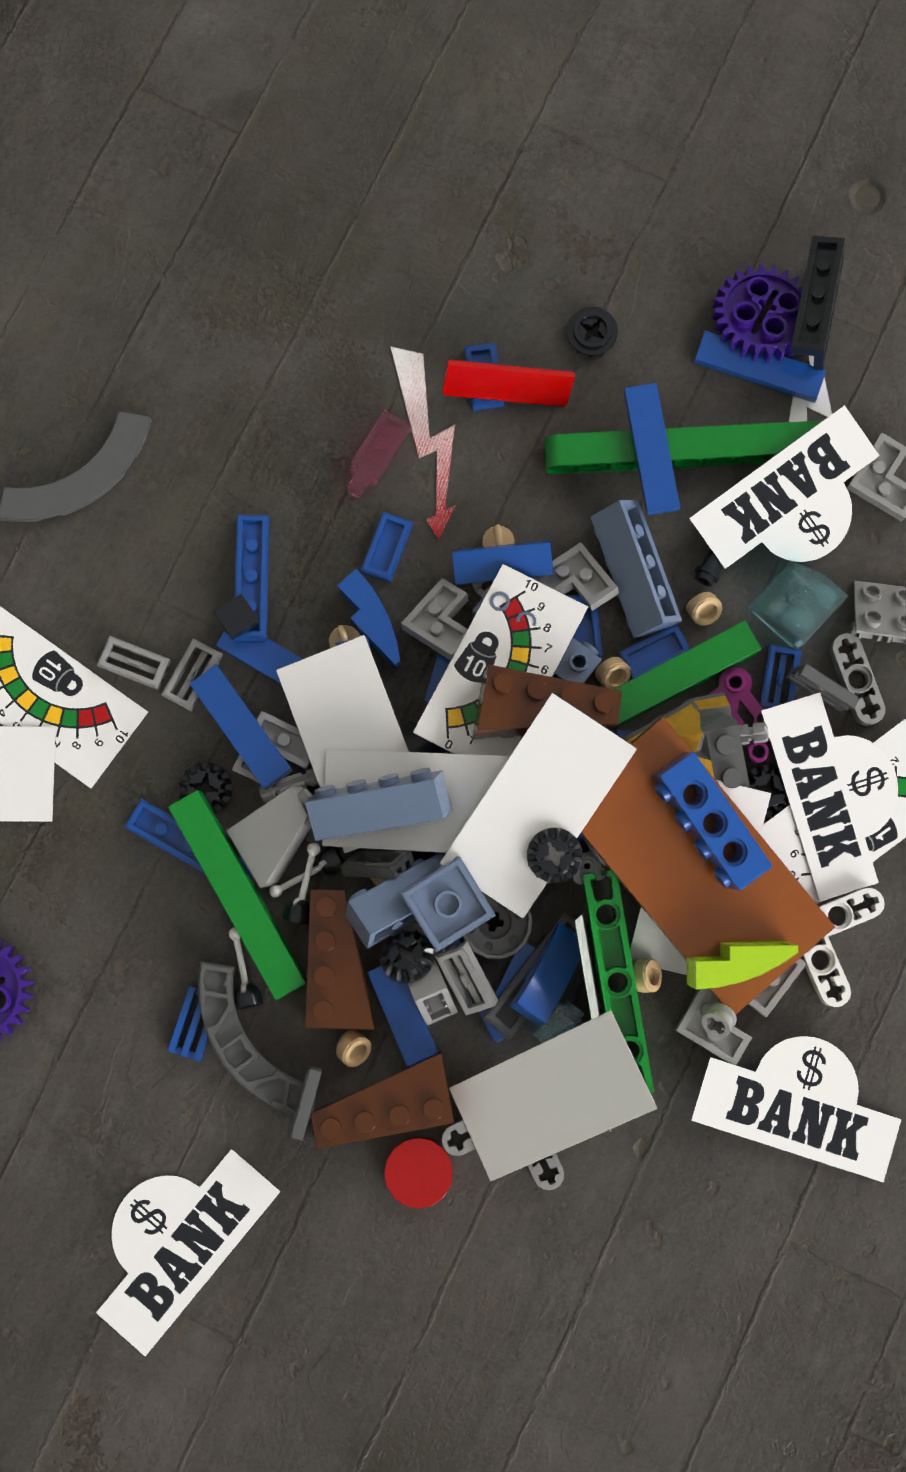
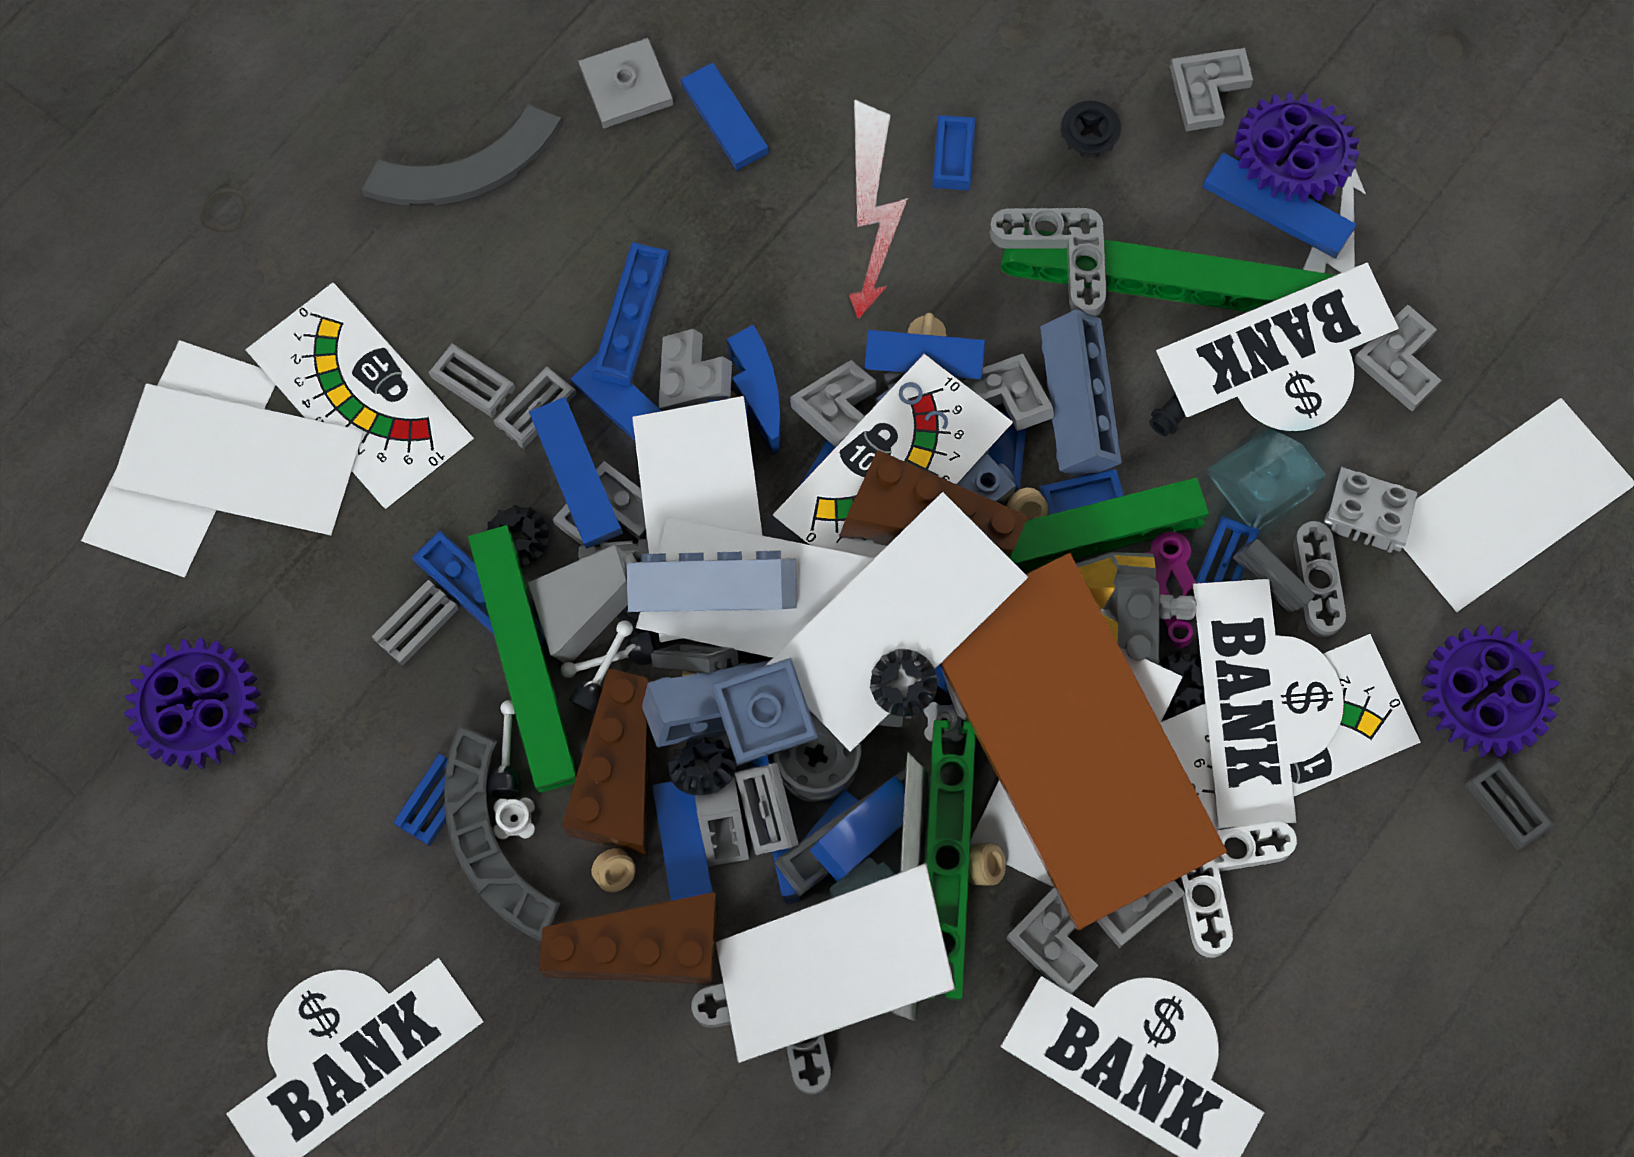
camera: 15 degrees right, 10 degrees down
(129, 874) = (405, 612): none -> light grey tile
(196, 373) = (625, 83): none -> light grey plate
(236, 617) = (602, 348): black tile -> none
(271, 1029) = (505, 809): none -> white plate
(286, 385) = (724, 116): none -> blue tile
(305, 1102) = (539, 914): dark grey tile -> none
(309, 624) = (685, 378): none -> light grey plate
(377, 452) = (809, 208): clear pink hinge -> none
(386, 547) = (795, 314): blue tile -> none
(418, 1172) = (654, 1036): red tile -> none
(507, 383) = (978, 161): red slope -> none
(604, 439) = (1075, 242): none -> light grey beam
(651, 449) = (1128, 264): blue tile -> none
(673, 269) = (1201, 79): none -> light grey plate
(704, 608) = (1153, 458): tan tile -> none
(719, 1020) = (1060, 919): light grey bush -> none
(737, 963) = (1094, 859): lime slope -> none
(748, 860) = (1085, 619): blue brick -> none
(818, 298) = (1363, 142): black fence -> none

